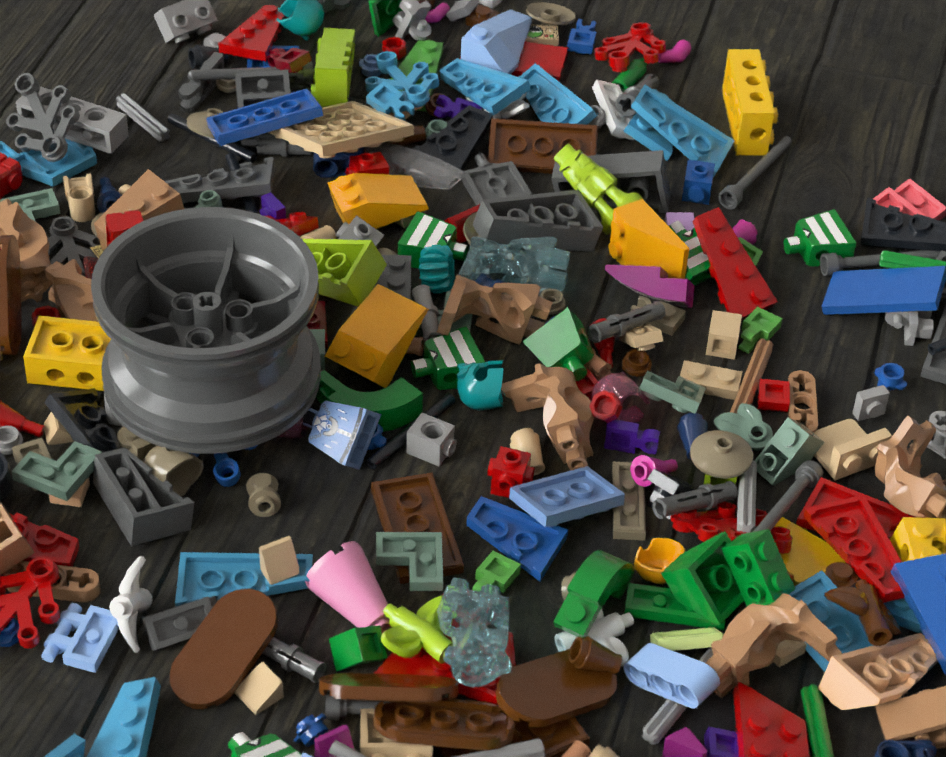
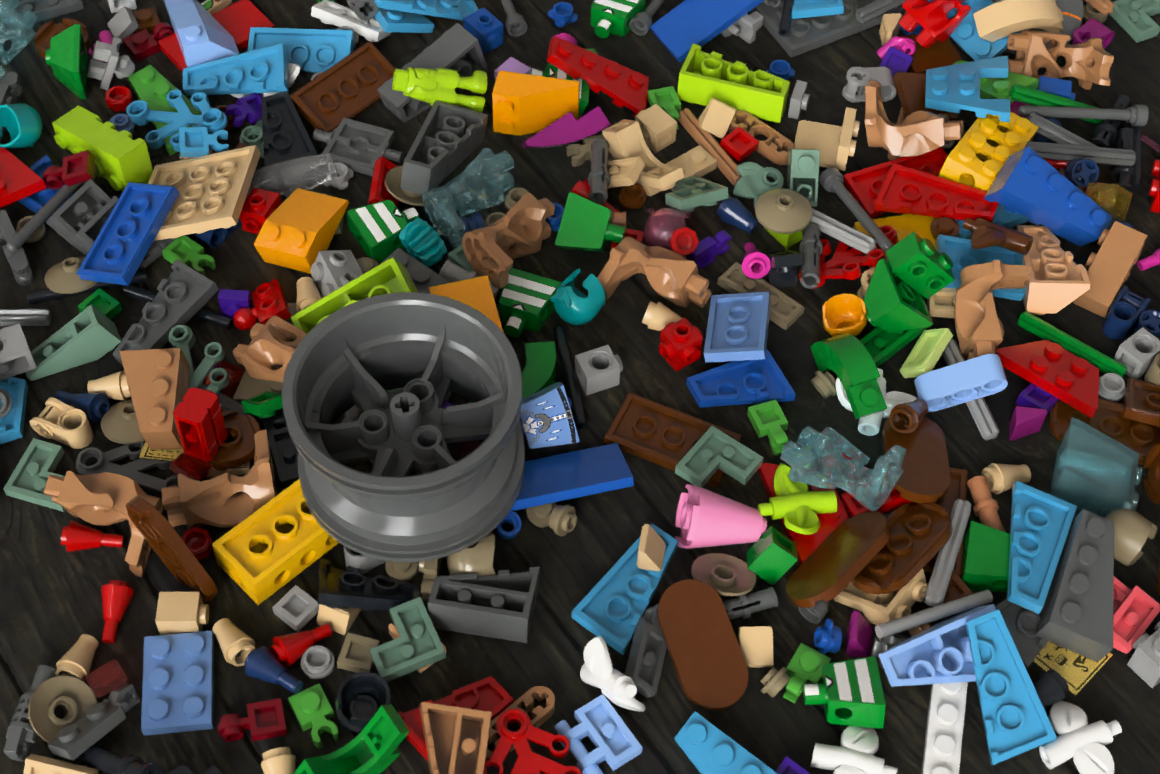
camera: 50 degrees left, 10 degrees up
(34, 401) = (296, 608): none -> light grey plate
(162, 157) = (75, 344): none -> sand green slope
(197, 152) = (103, 302): none -> green plate
(235, 717) = (774, 681): none -> dark tan plate
(279, 726) = (804, 669): none -> bright green plate
(291, 164) = (188, 253): none -> bright green plate
(304, 478) = (573, 476): none -> blue tile
(305, 625) = (724, 573): none -> dark tan dish
(456, 28) = (143, 44): none -> dark red plate
(457, 194) = (344, 174): none -> light grey plate
(676, 333) = (627, 141): none -> tan arch
(779, 216) = (562, 14): none -> blue plate
(779, 362) = (716, 117): none -> tan slope
(824, 349) = (733, 84): none -> lime wedge

